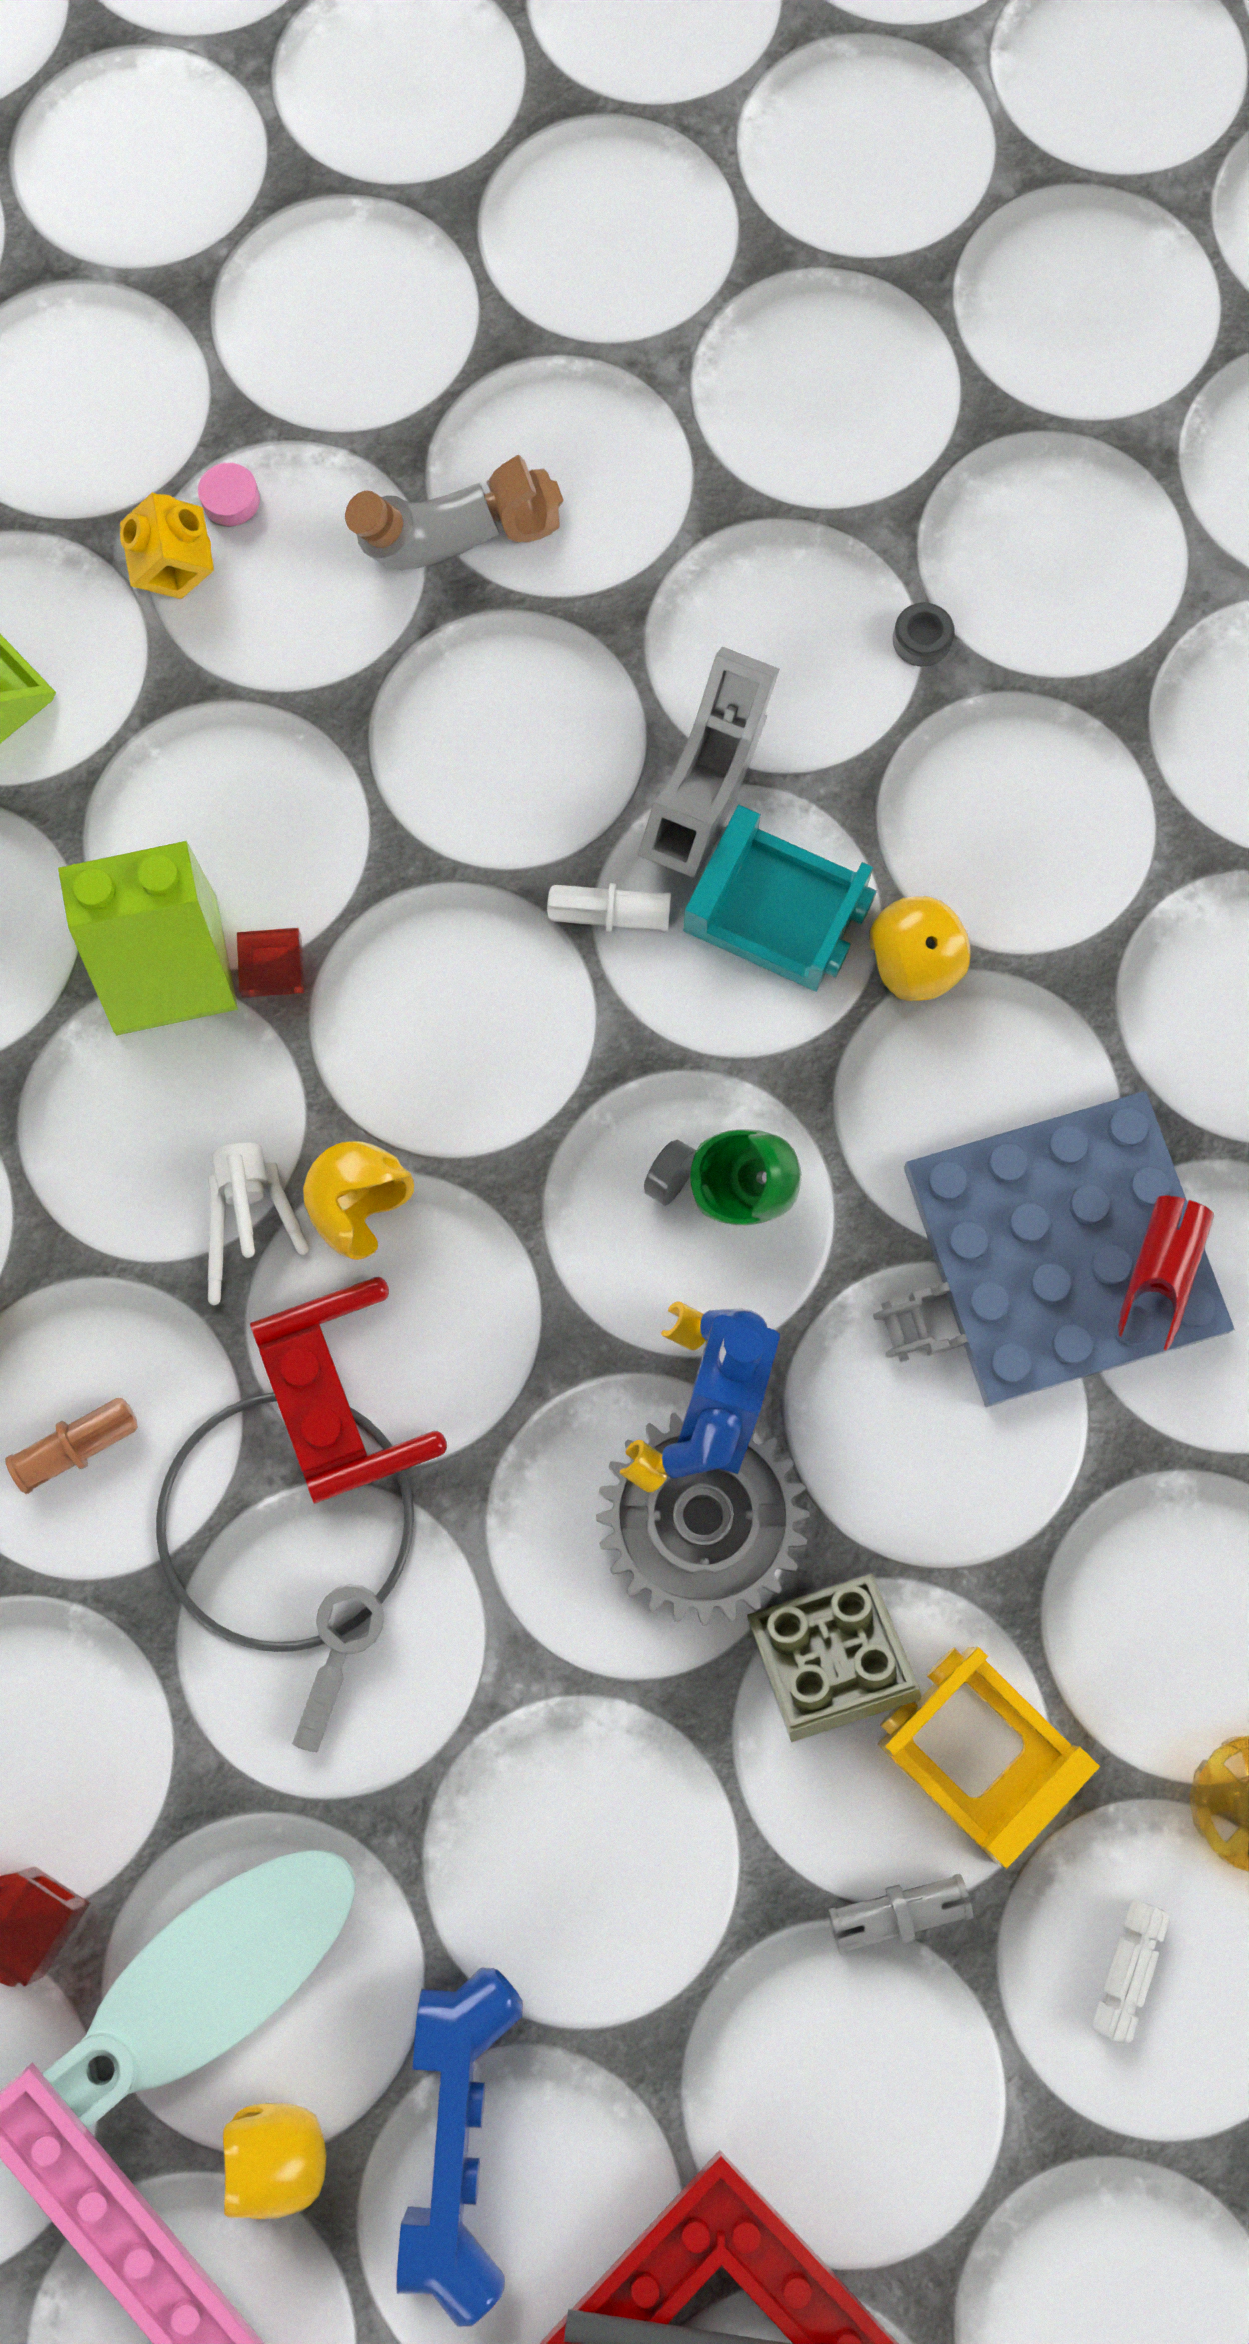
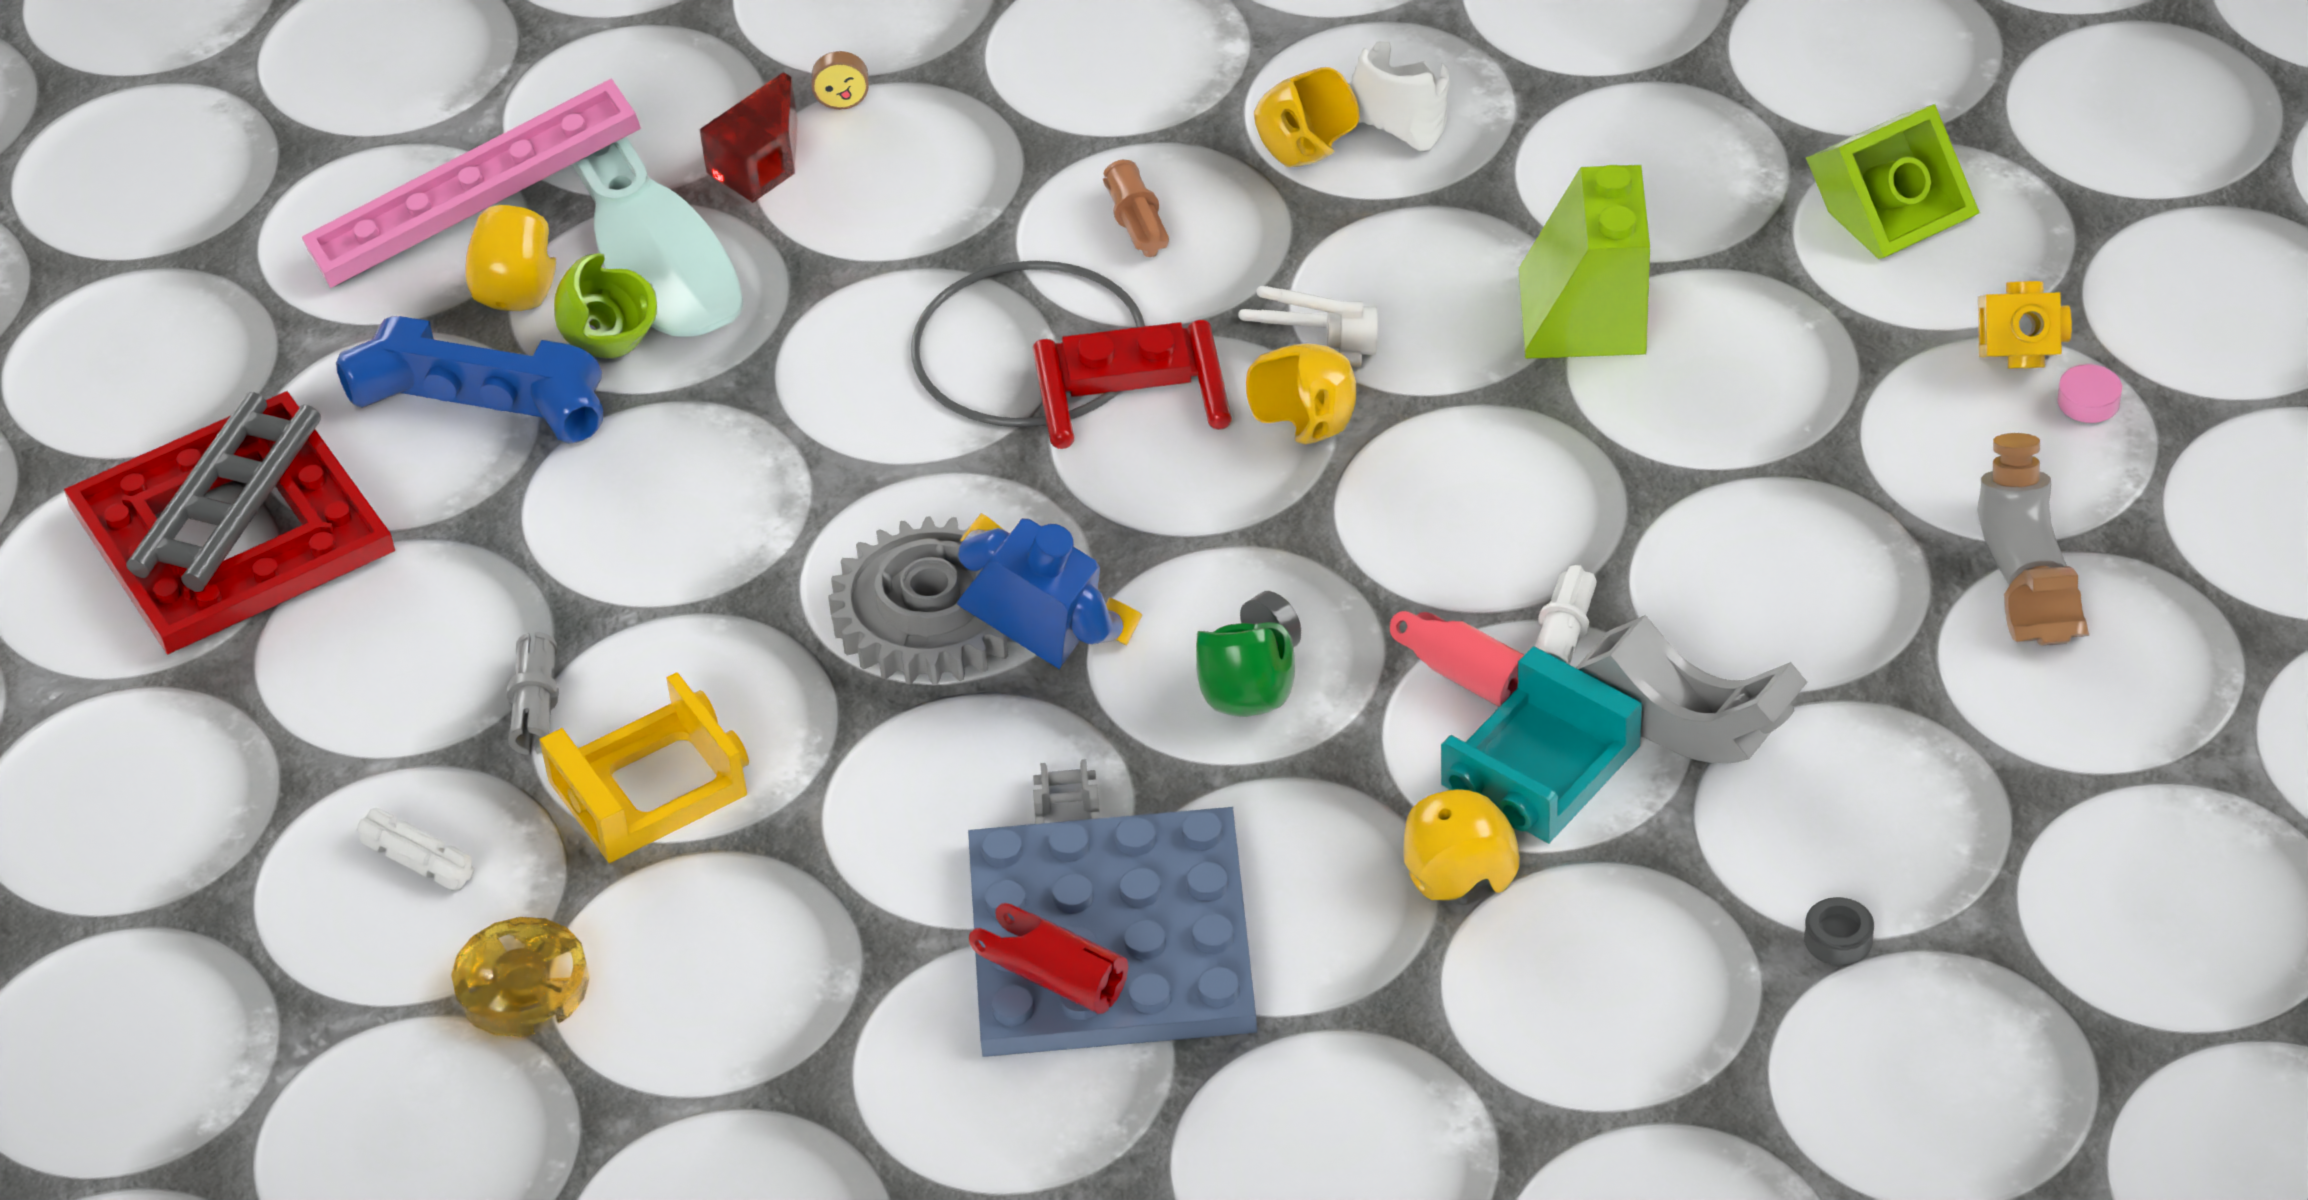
camera: 105 degrees right, 30 degrees down
(270, 962) = (1563, 376): clear red tile -> none
(330, 1676) = (903, 356): light grey piece -> none
(342, 1991) = (611, 300): none -> lime helmet
(675, 986) = (1461, 654): none -> coral piece
(833, 1657) = (771, 666): olive tile -> none

